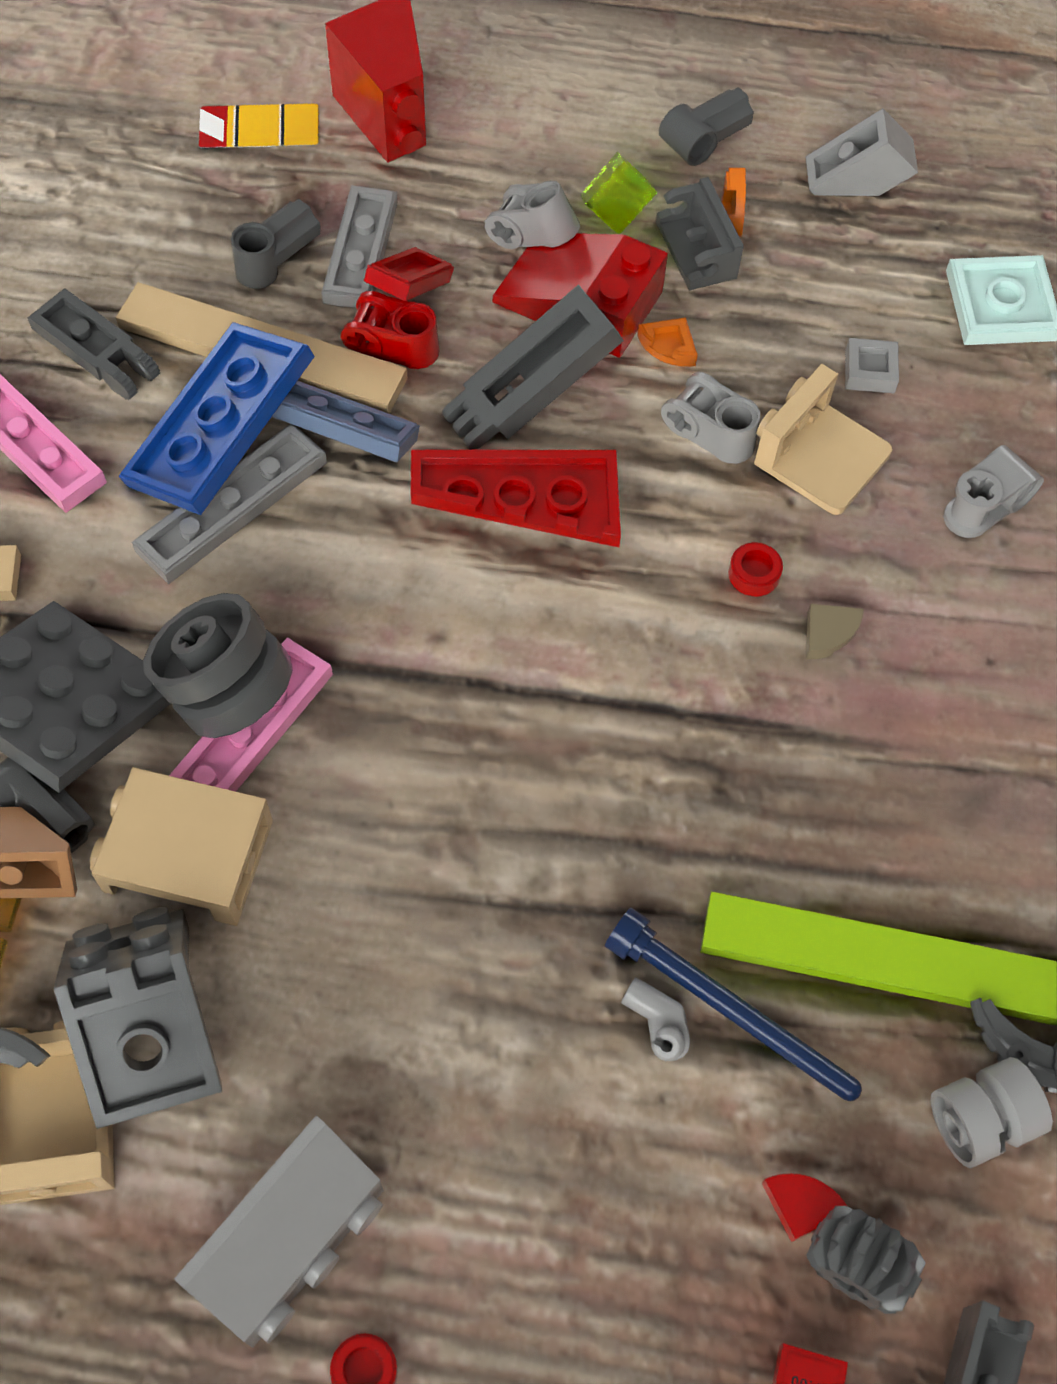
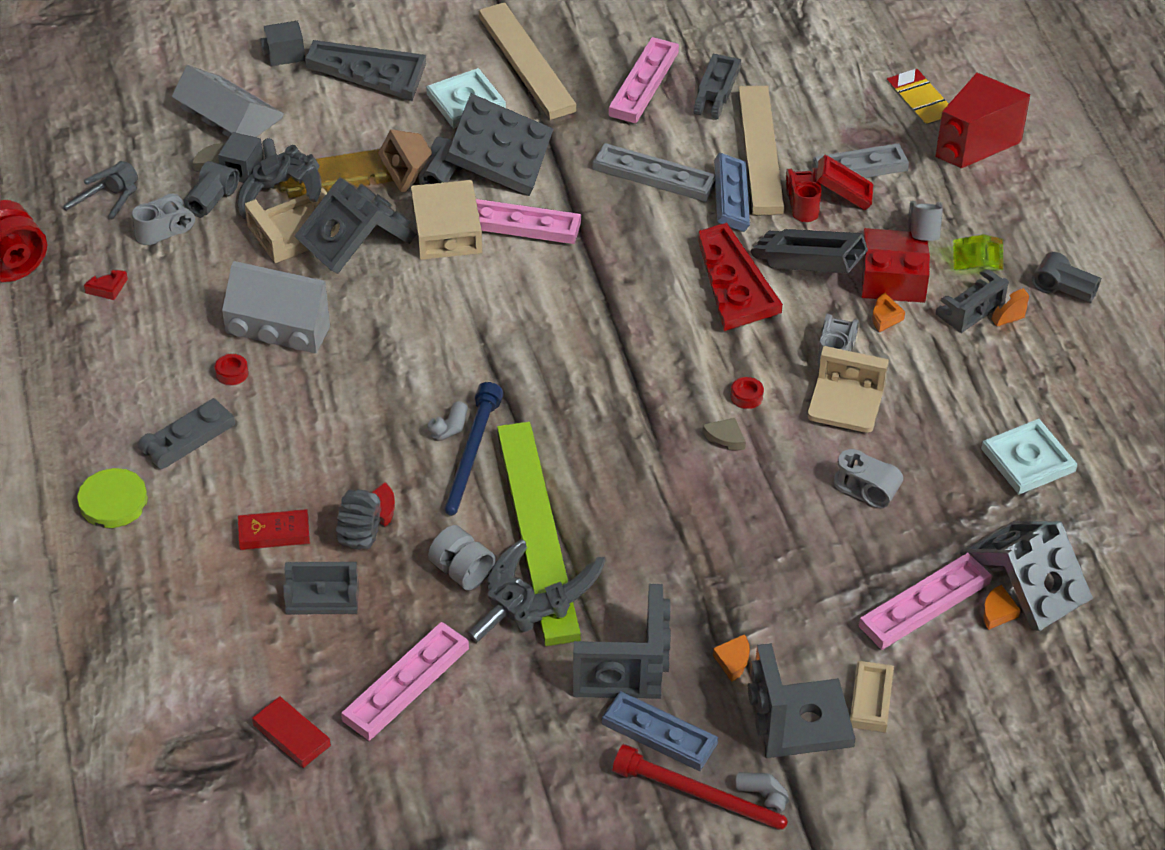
camera: 70 degrees right, 15 degrees down
(216, 417) = (696, 141): blue tile -> none
(218, 665) = (542, 186): dark grey wheel -> none
(265, 245) = (822, 123): dark grey piece -> none
(863, 159) = (1094, 359): light grey slope -> none
(871, 365) = (927, 403): light grey plate -> none

